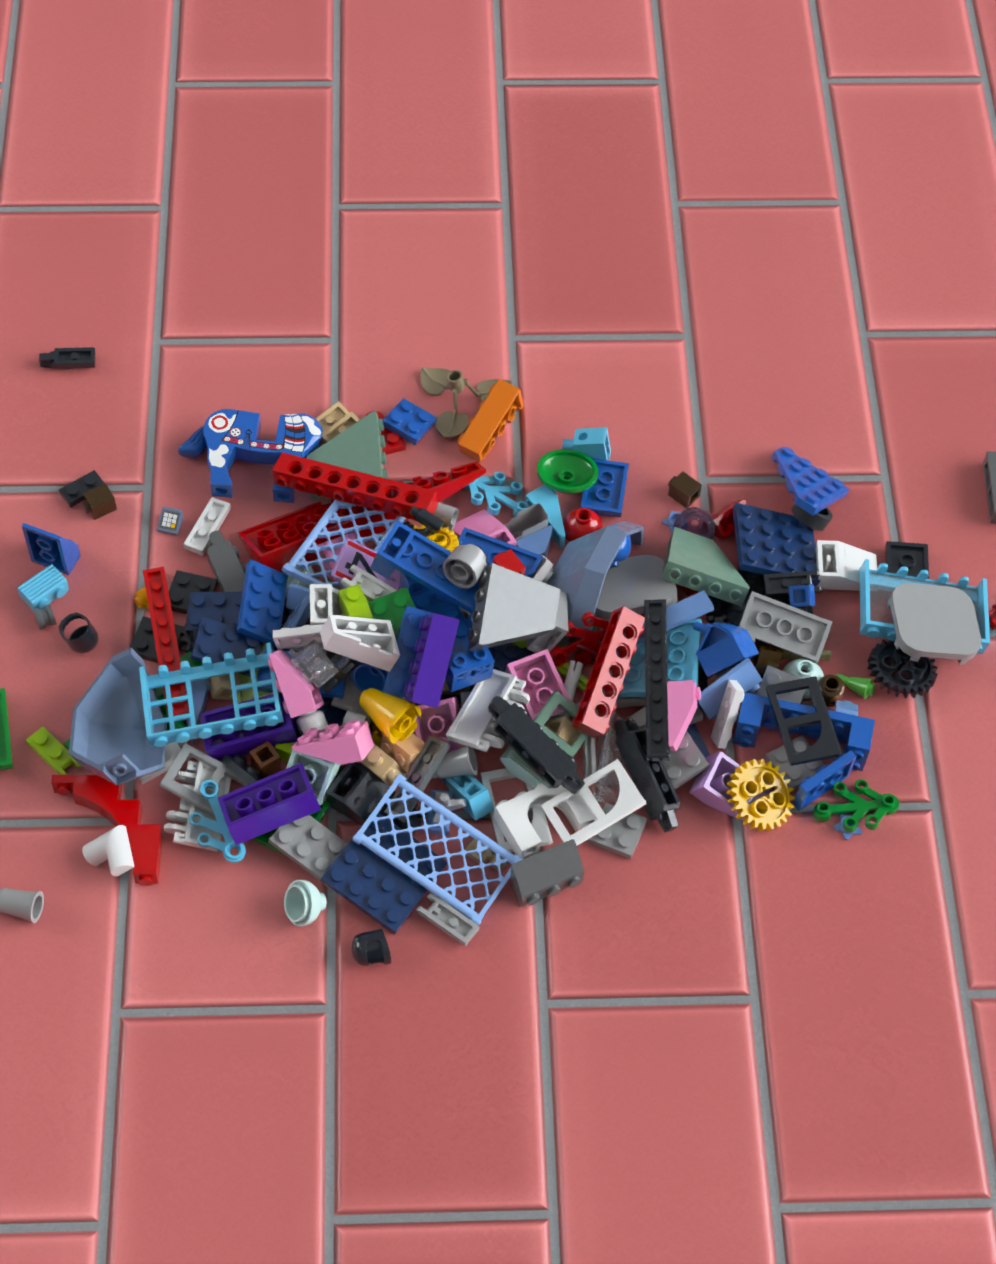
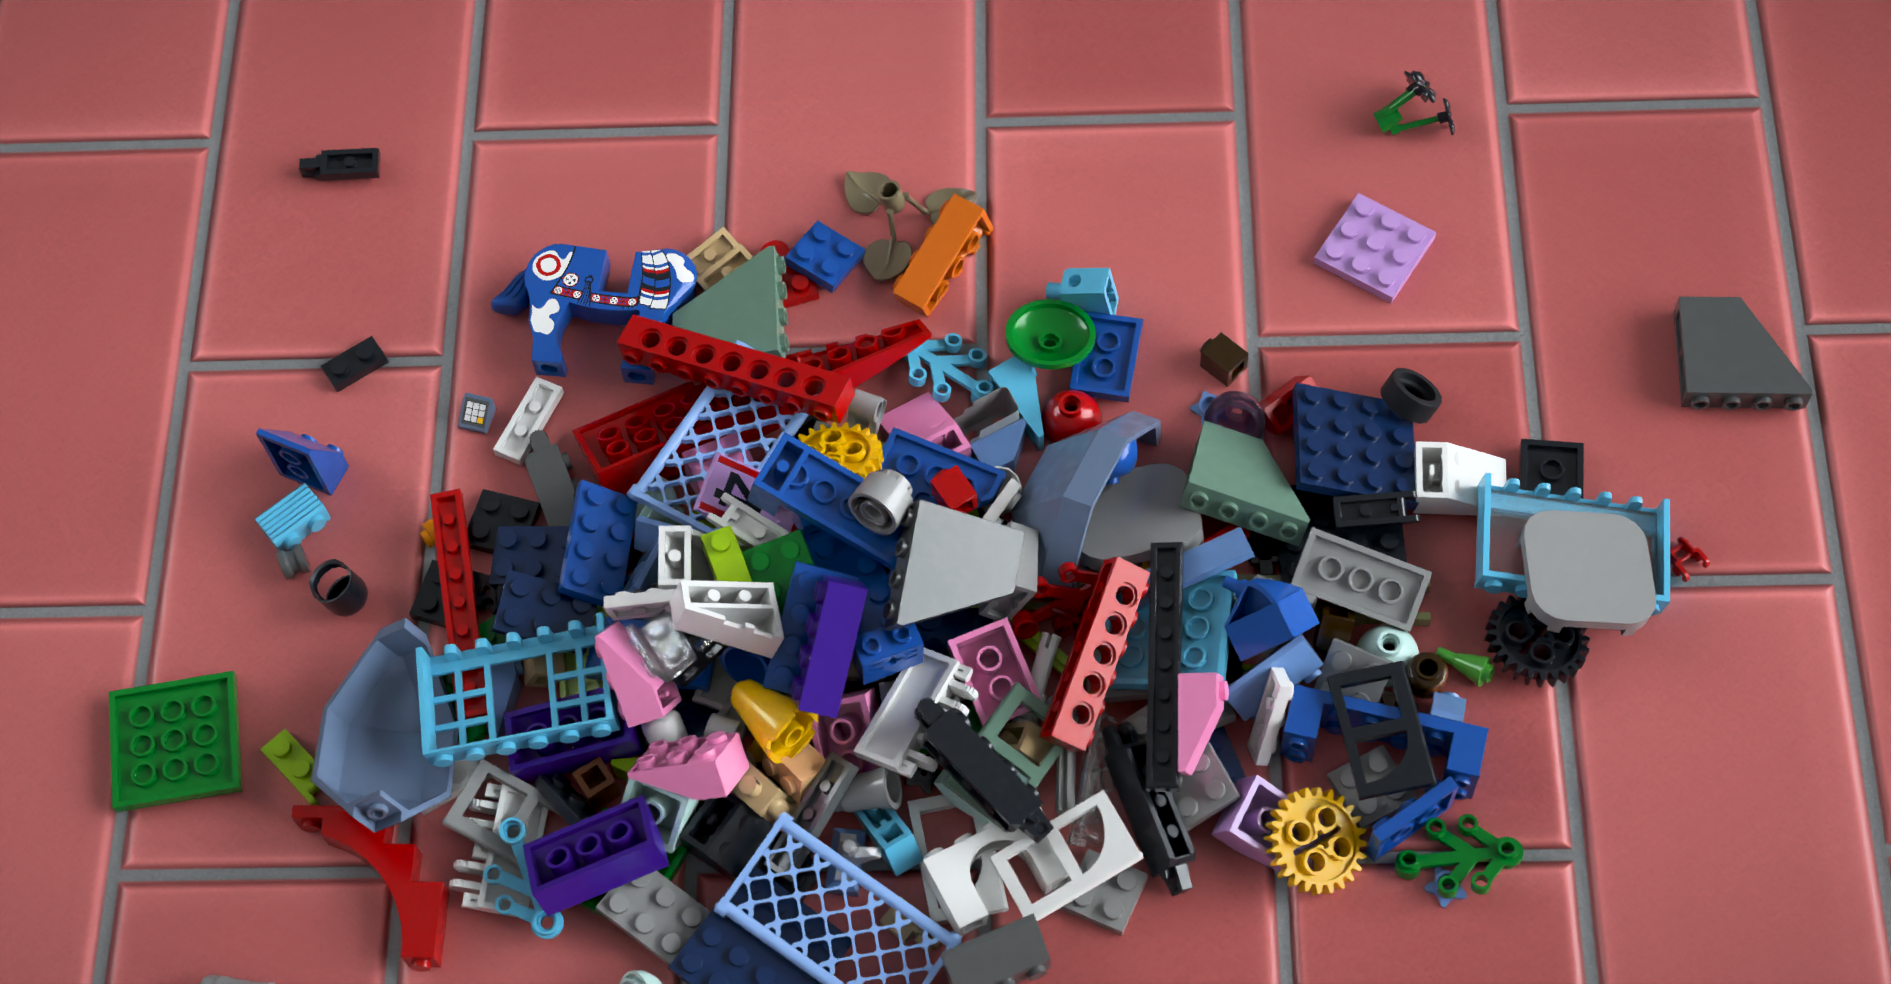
camera: 10 degrees right, 5 degrees up
(99, 501) = (376, 385): dark brown brick -> none
(112, 847) = (374, 916): white brick -> none
(427, 519) = (834, 420): black plant -> none
(492, 760) = (924, 782): none -> black plate
(782, 420) = (1374, 248): none -> lavender plate
(789, 336) = (1389, 115): none -> plant
(802, 595) = (1389, 530): blue slope -> none
(811, 486) = (1406, 349): blue plate -> none

